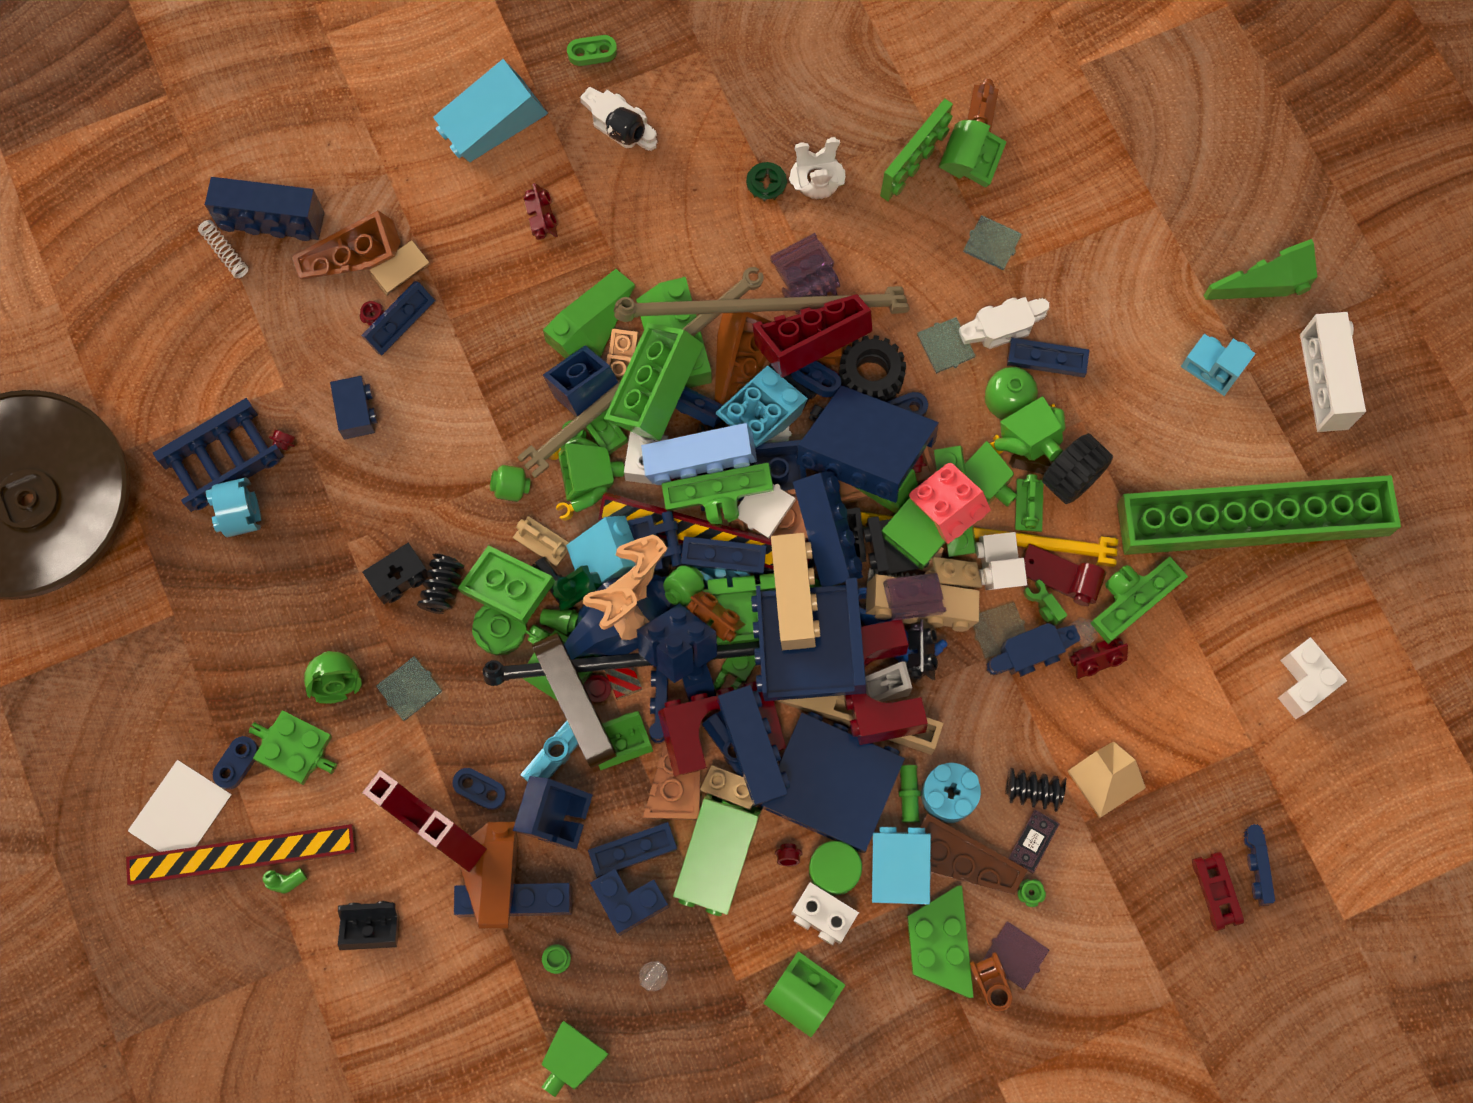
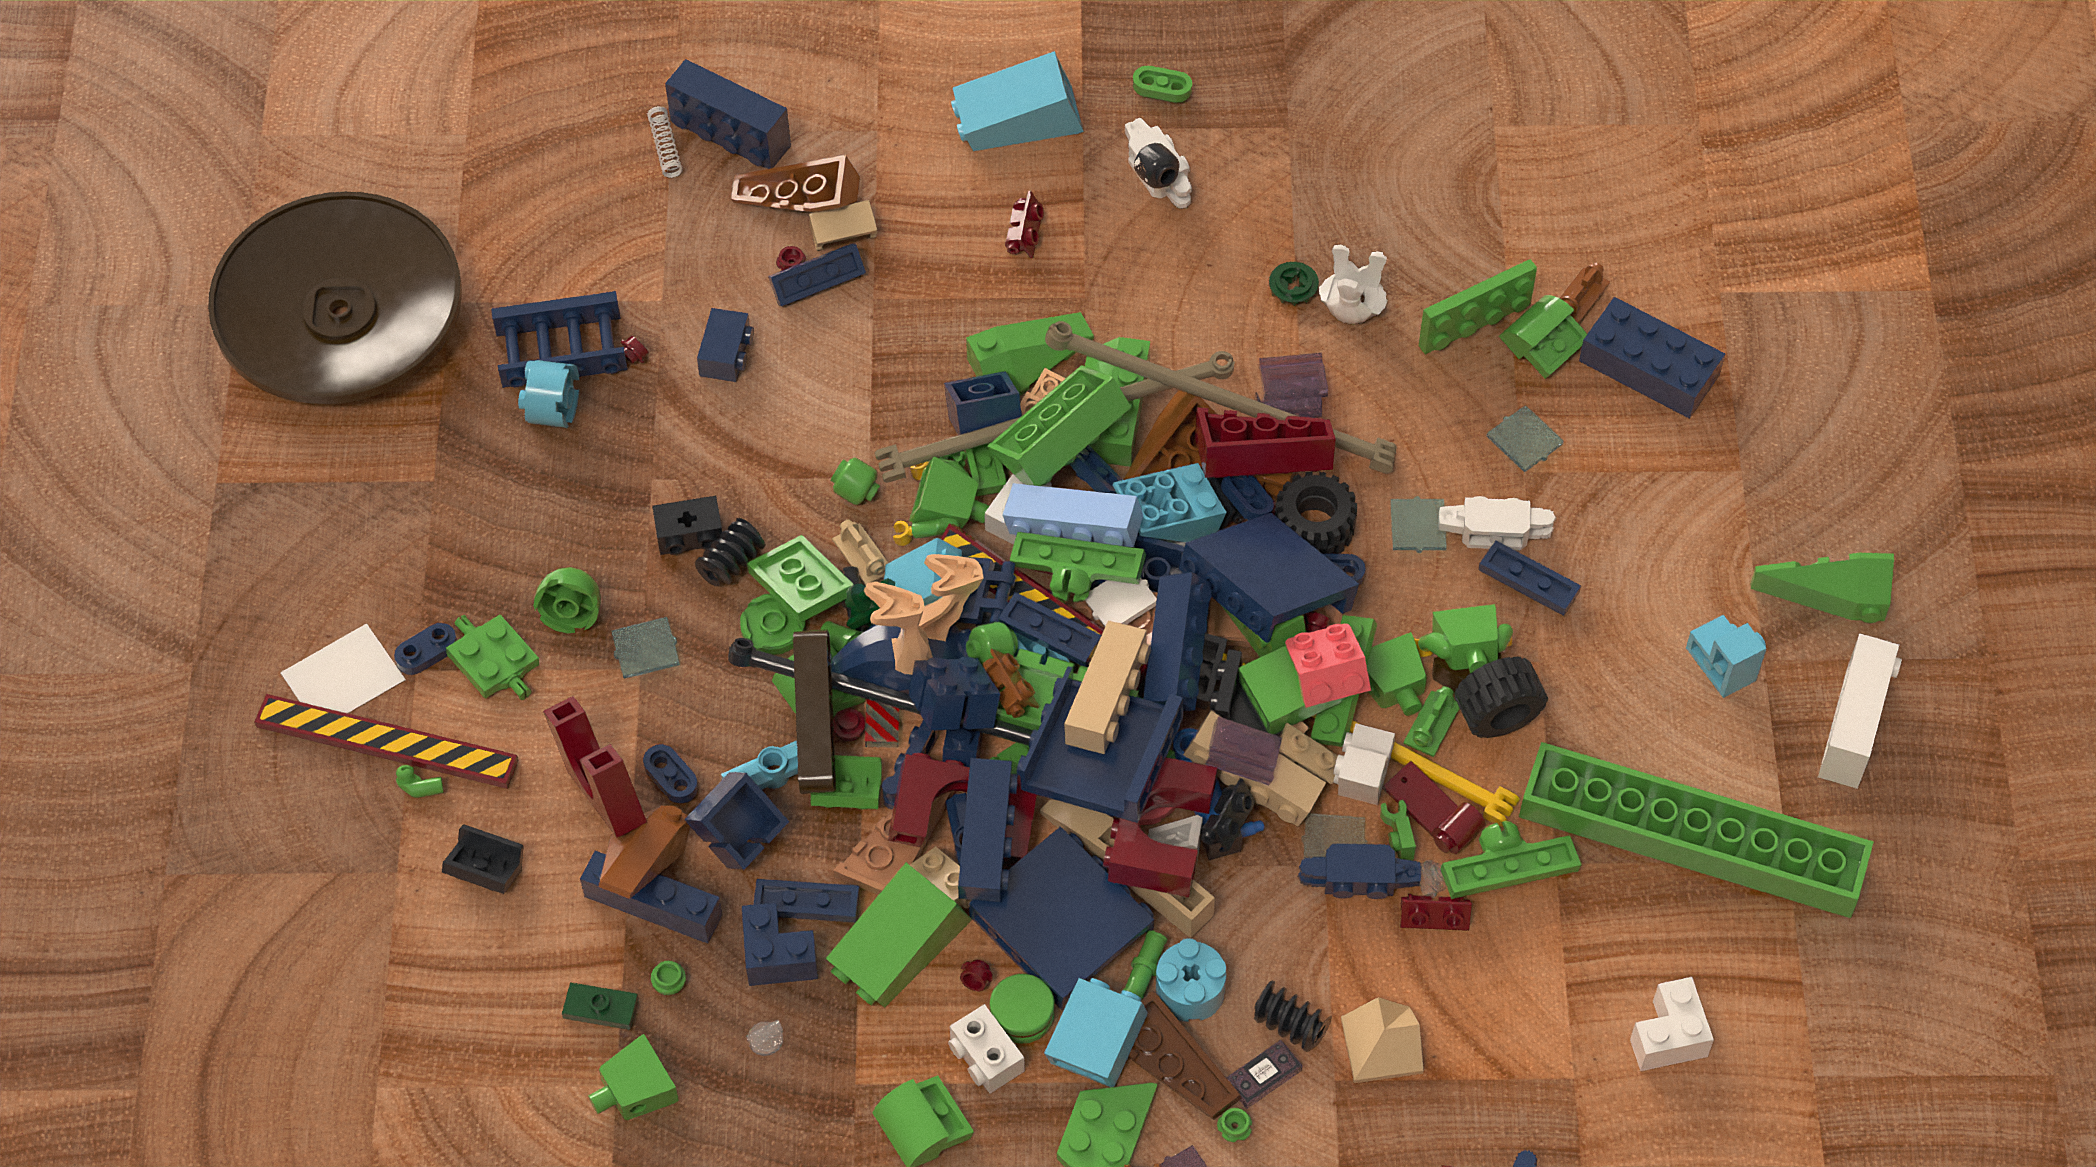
camera: 25 degrees right, 15 degrees down
(514, 1004) = (600, 1006): none -> dark green plate
(1010, 391) = (1466, 589): bright green cylinder -> none
(1058, 141) = (1651, 357): none -> dark blue brick

